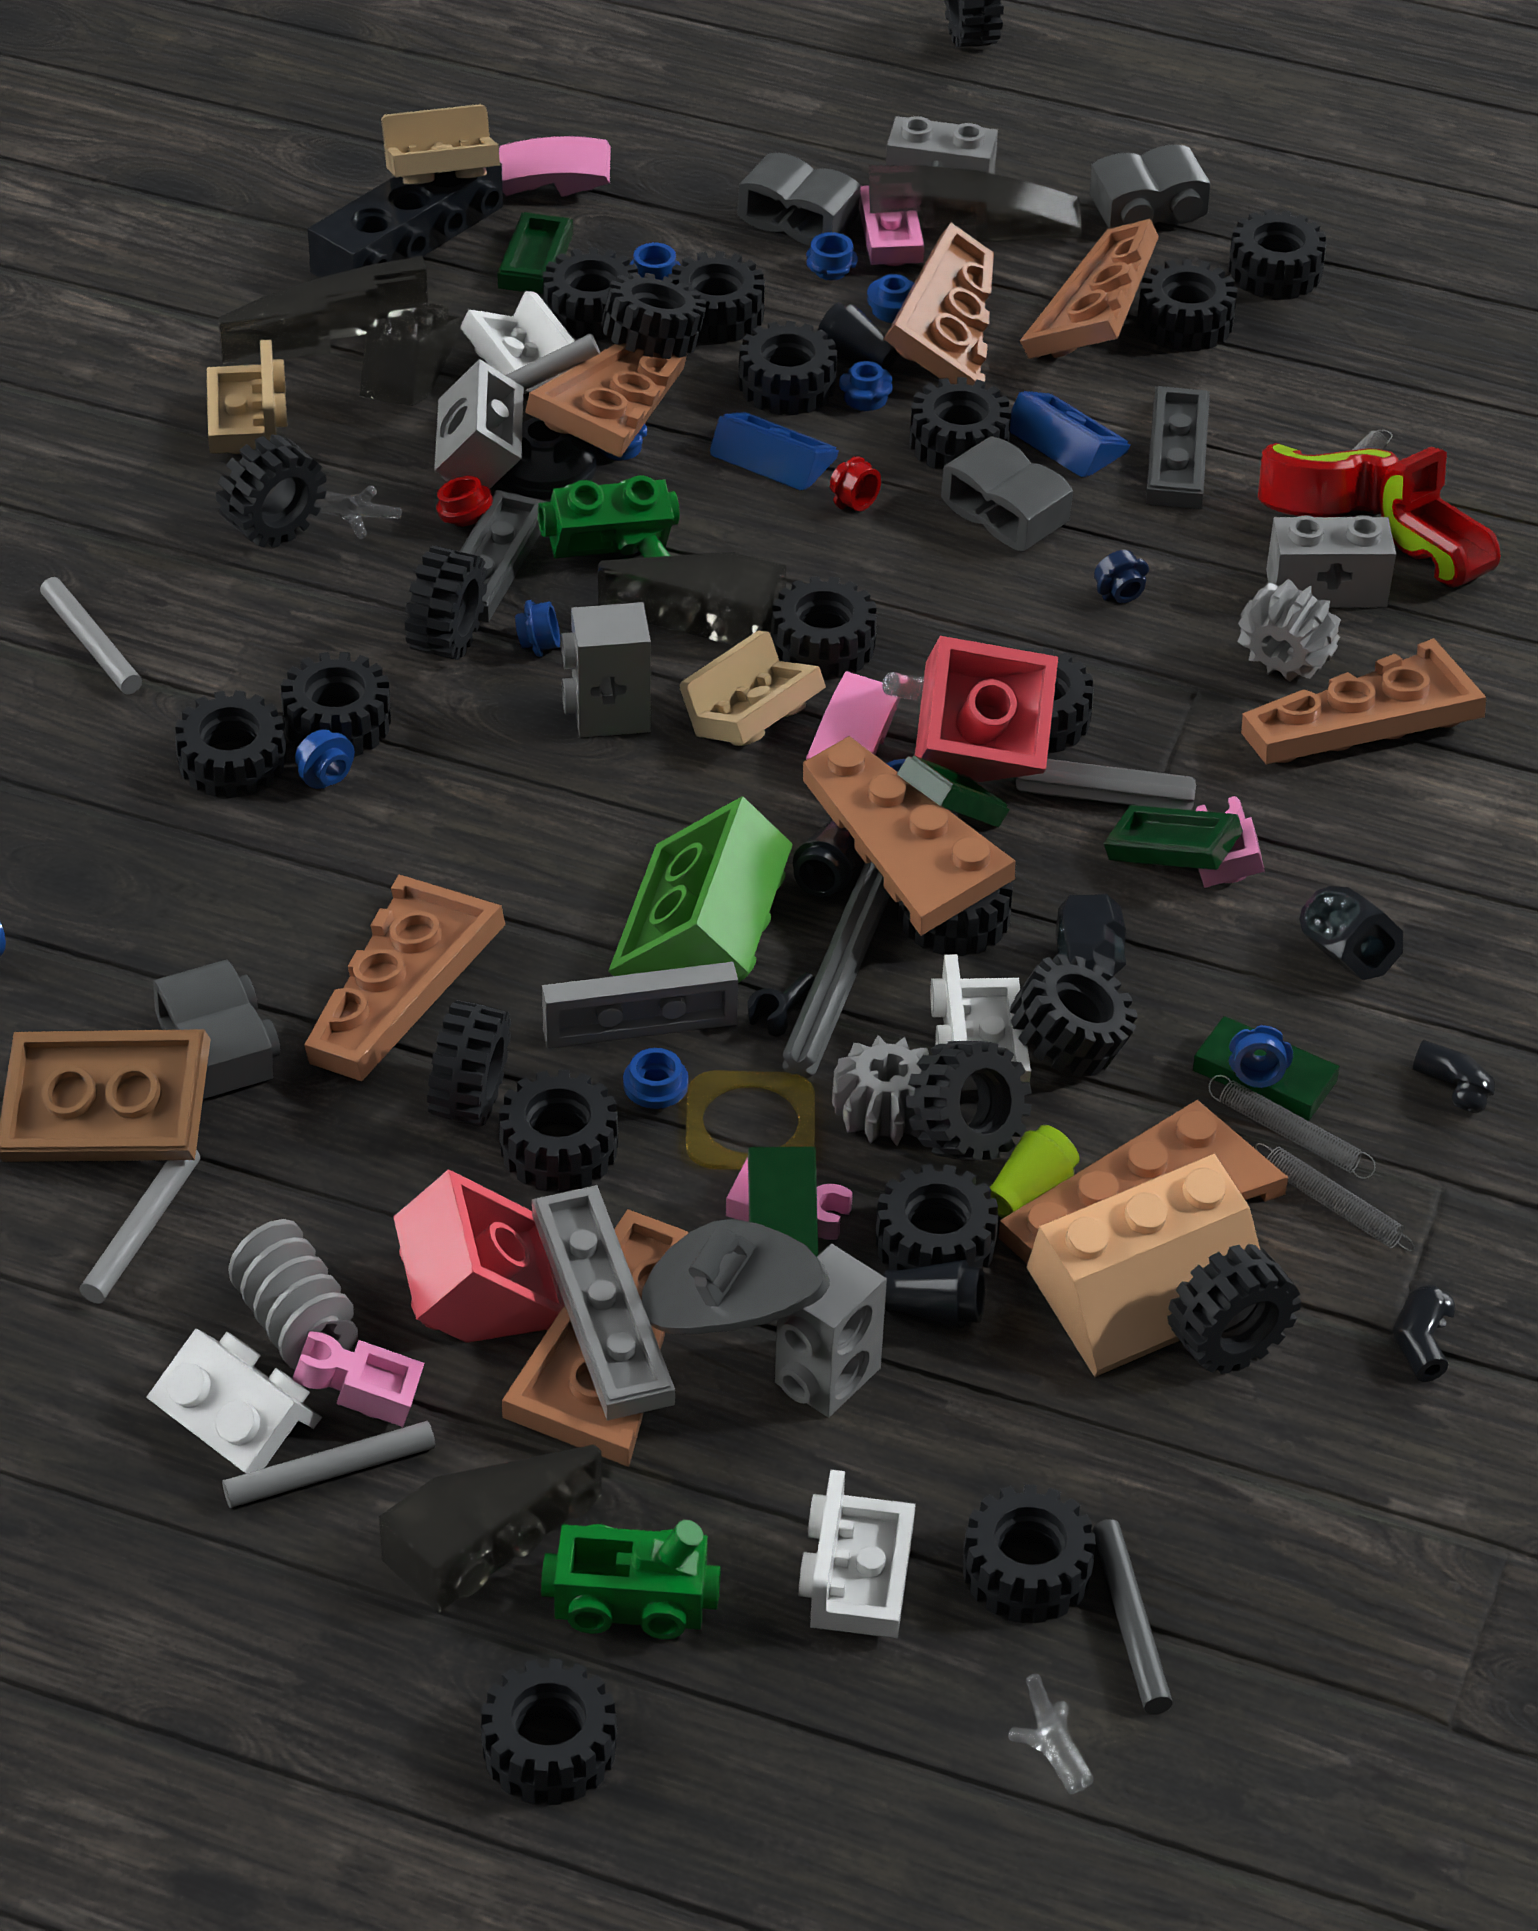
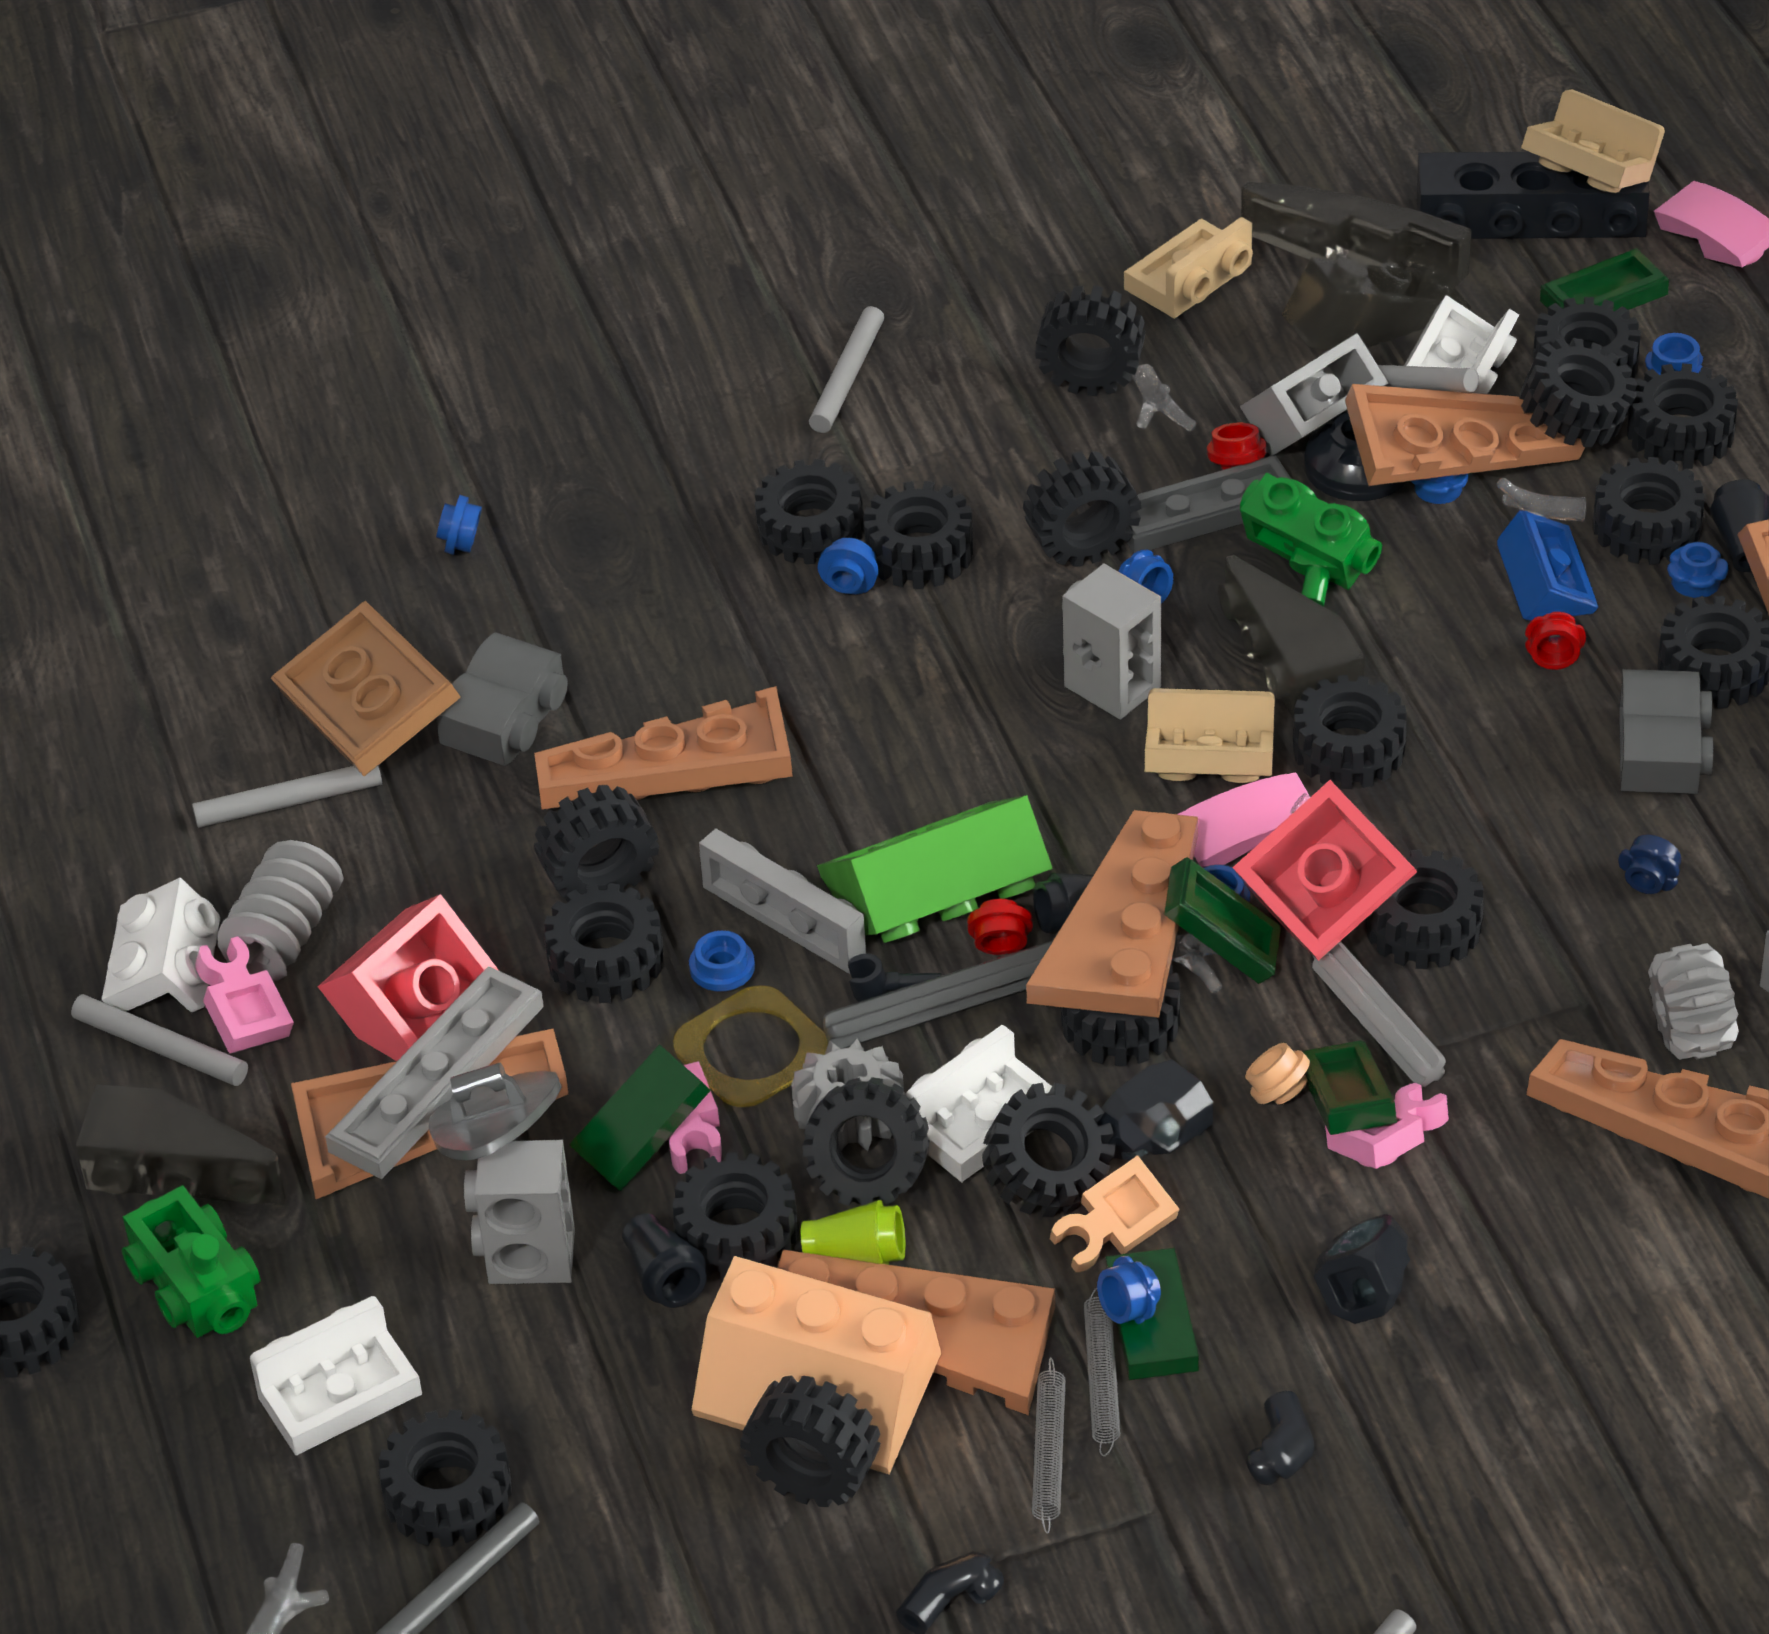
camera: 55 degrees right, 0 degrees up
(711, 410) = (1543, 505): none -> clear bar
(806, 909) = (1000, 926): none -> red plate
(1117, 864) = (1277, 1074): none -> light nougat plate
(1164, 1022) = (1121, 1209): none -> light nougat plate

